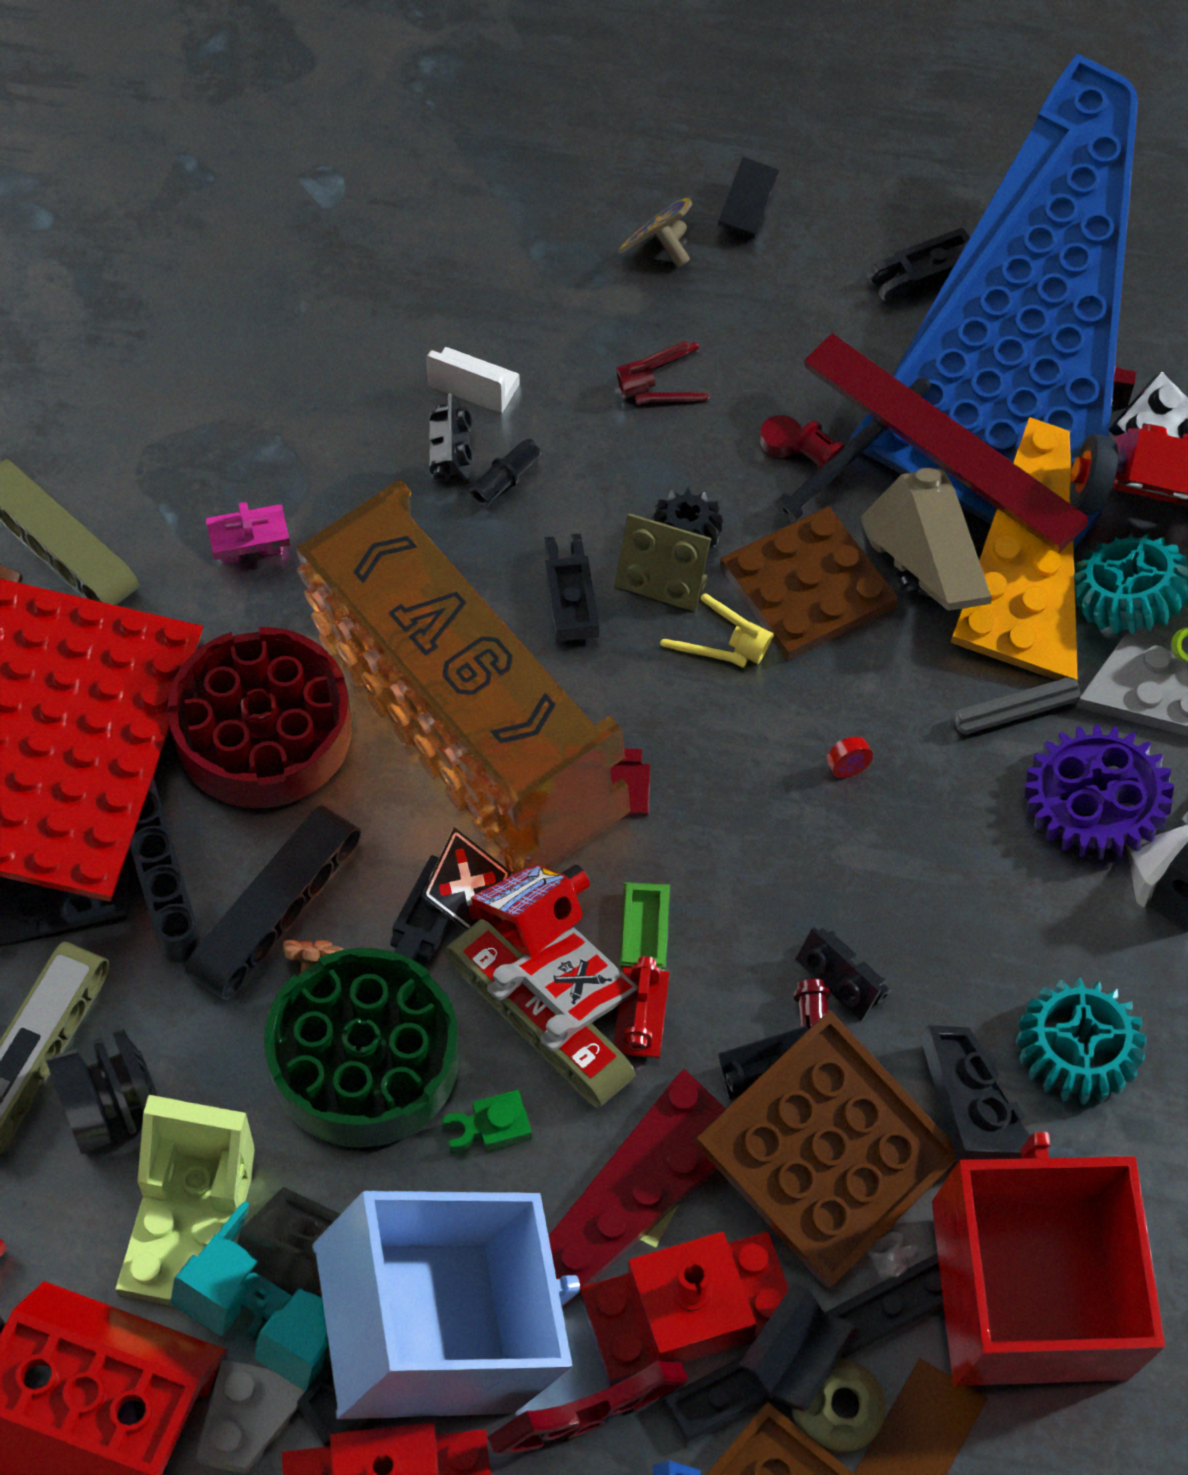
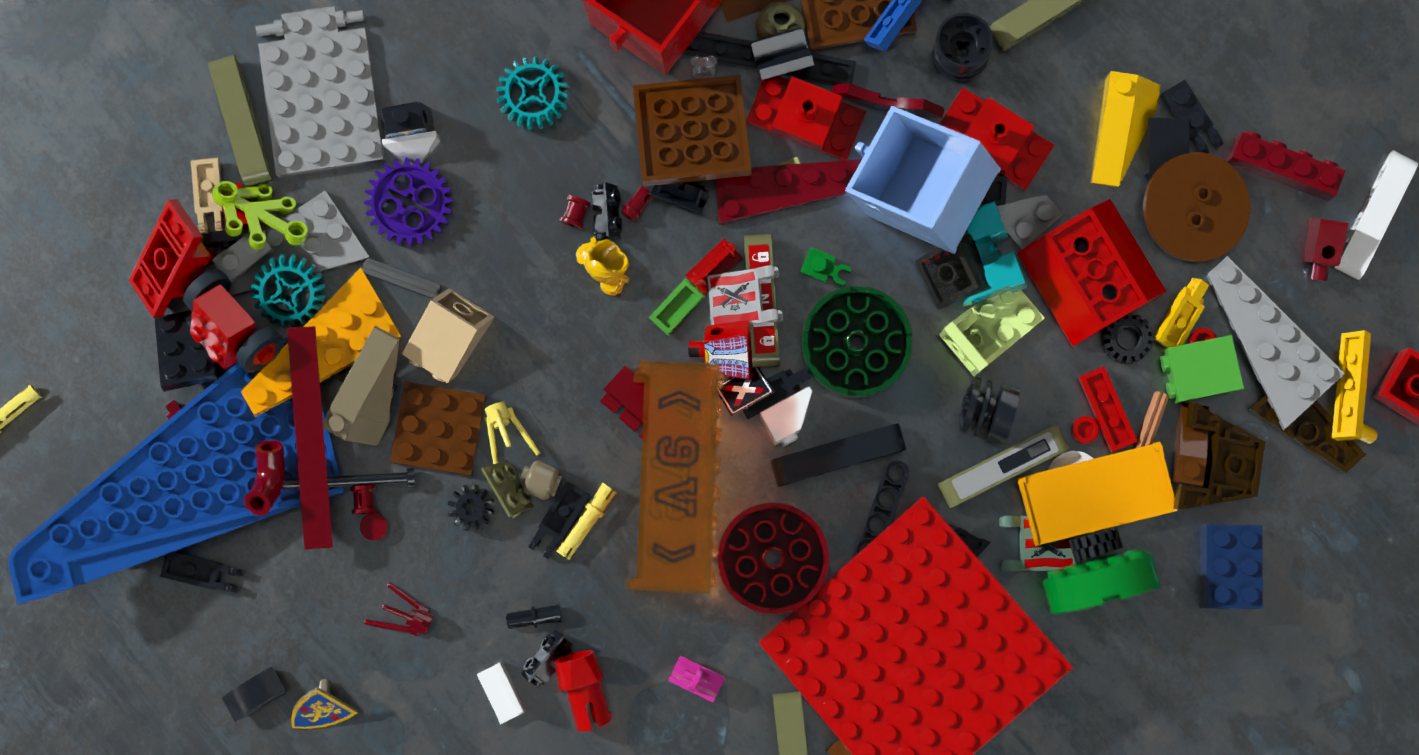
camera: 135 degrees left, 25 degrees up
(307, 952) = (841, 412): nougat plant -> none
(380, 877) = (786, 418): none -> white slope
(387, 435) = (581, 677): none -> red piece
(536, 620) = (591, 513): none -> light yellow pin
(631, 607) = (541, 480): none -> dark tan head
(786, 900) = (604, 264): none -> yellow hair
(849, 757) = (507, 314): red tile -> none
(883, 936) = (574, 212): none -> dark red bush
(899, 680) = (447, 335): none -> tan slope
(942, 366) = (268, 477): none -> dark red cylinder
(973, 1106) = (607, 100): black wing -> none

